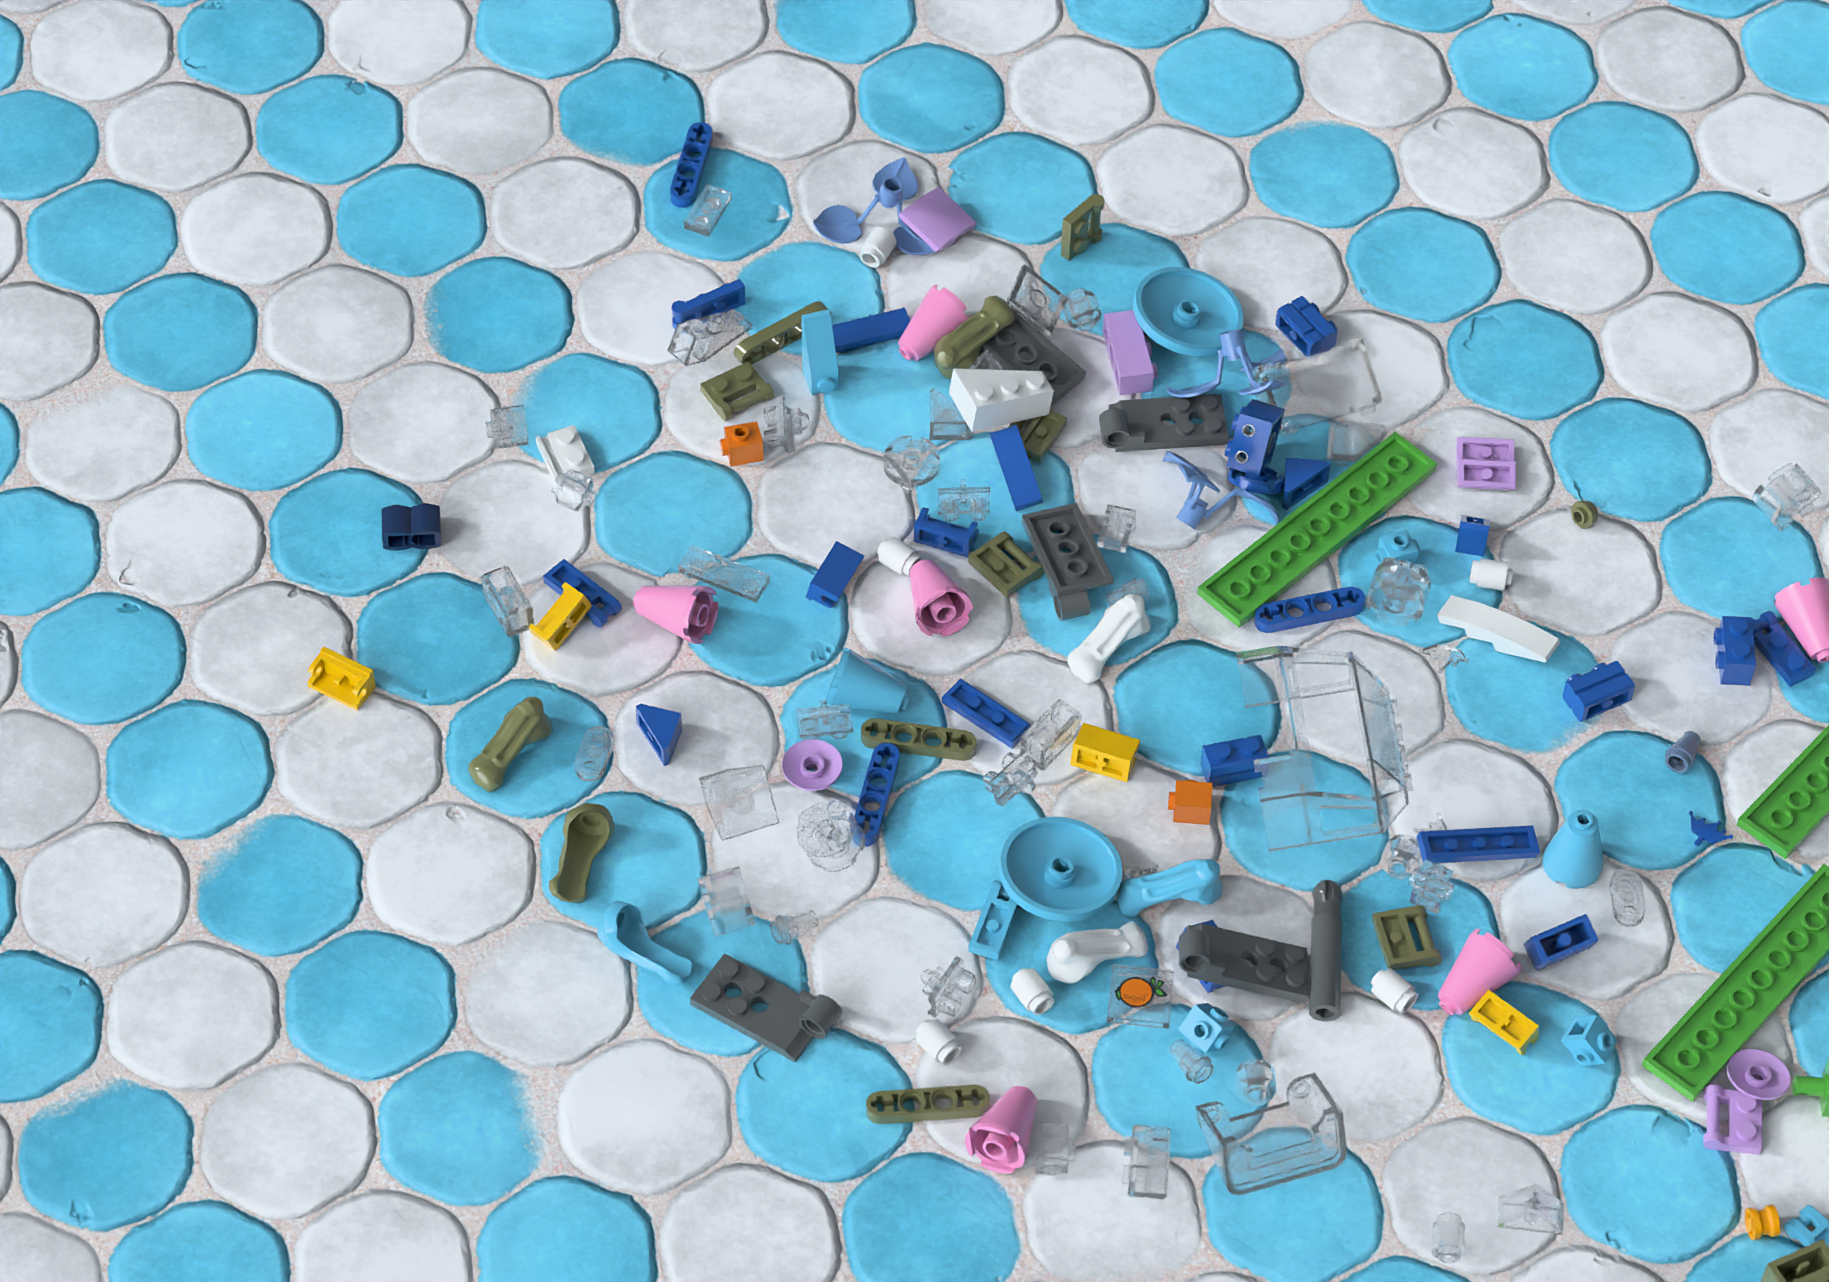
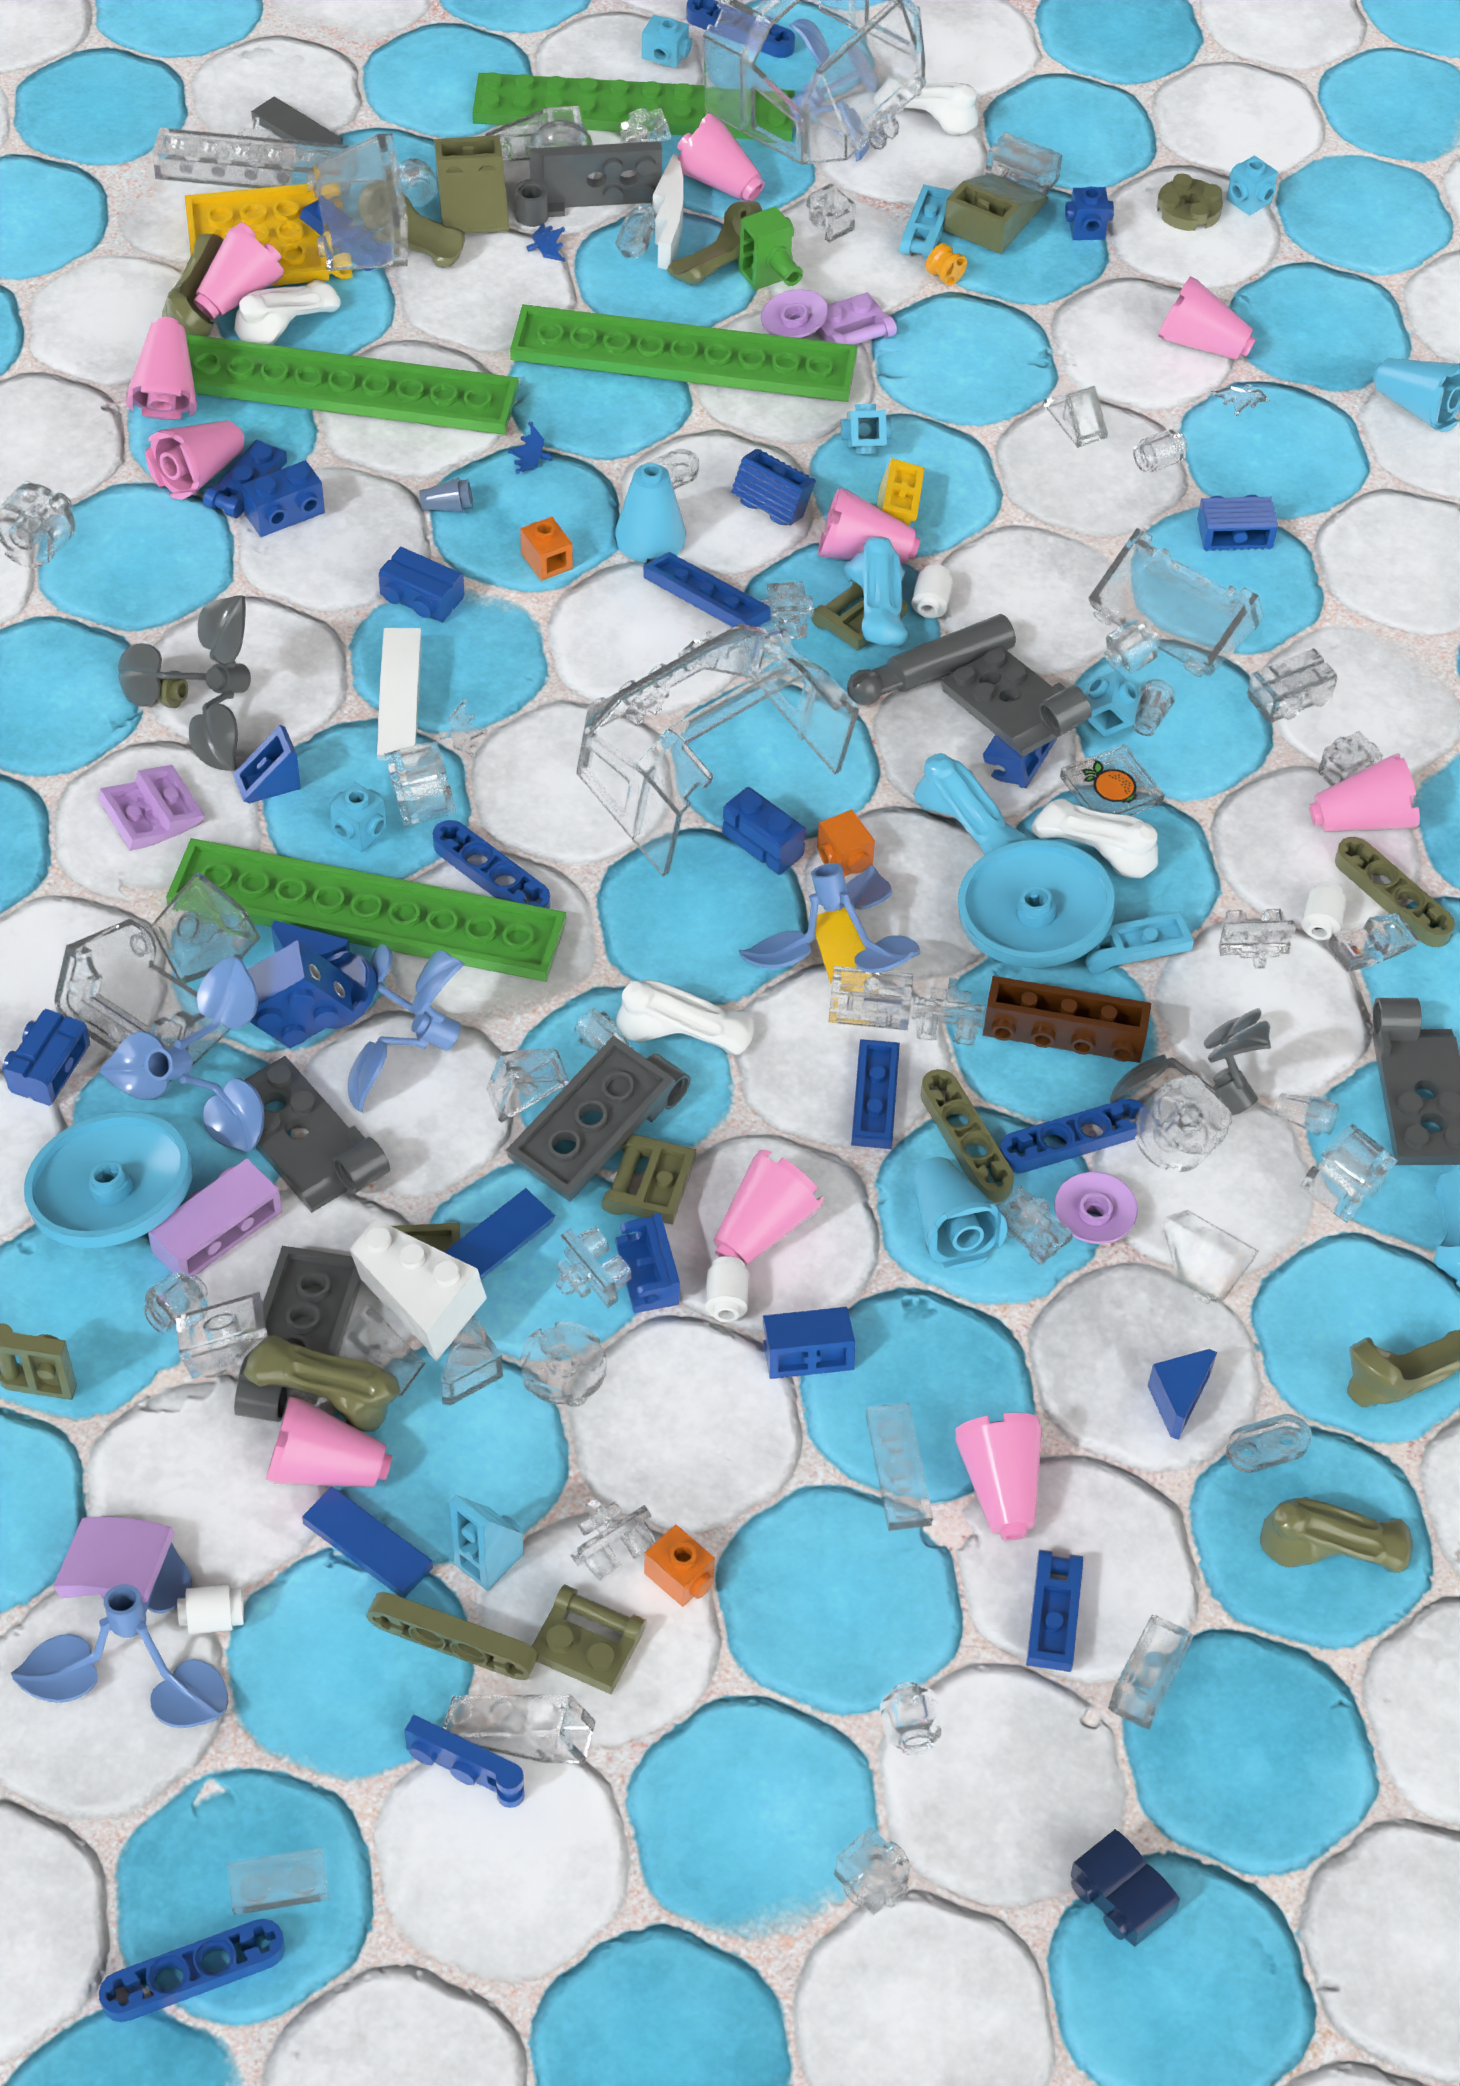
camera: 125 degrees left, 0 degrees up
(341, 678) = (1413, 1805): yellow hinge -> none
(561, 617) = (1119, 1596): yellow hinge -> none
(564, 451) = (849, 1785): white plate -> none
(842, 887) = (1236, 1037): none -> dark grey plant
(896, 1060) = (1374, 943): none -> clear slope
(956, 828) = (1066, 1019): none -> reddish brown brick
(1032, 991) = (1194, 864): white brick -> none
(1135, 727) = (834, 894): none -> medium blue plant
(1137, 871) = (968, 845): clear piece -> none
(1337, 1238) = (1237, 523): none -> brick
(1426, 954) = (880, 576): none -> medium azure hair
(1490, 574) = (323, 730): white brick -> none
(1572, 538) = (215, 731): none -> dark grey plant
(1590, 780) = (546, 548): none -> orange brick

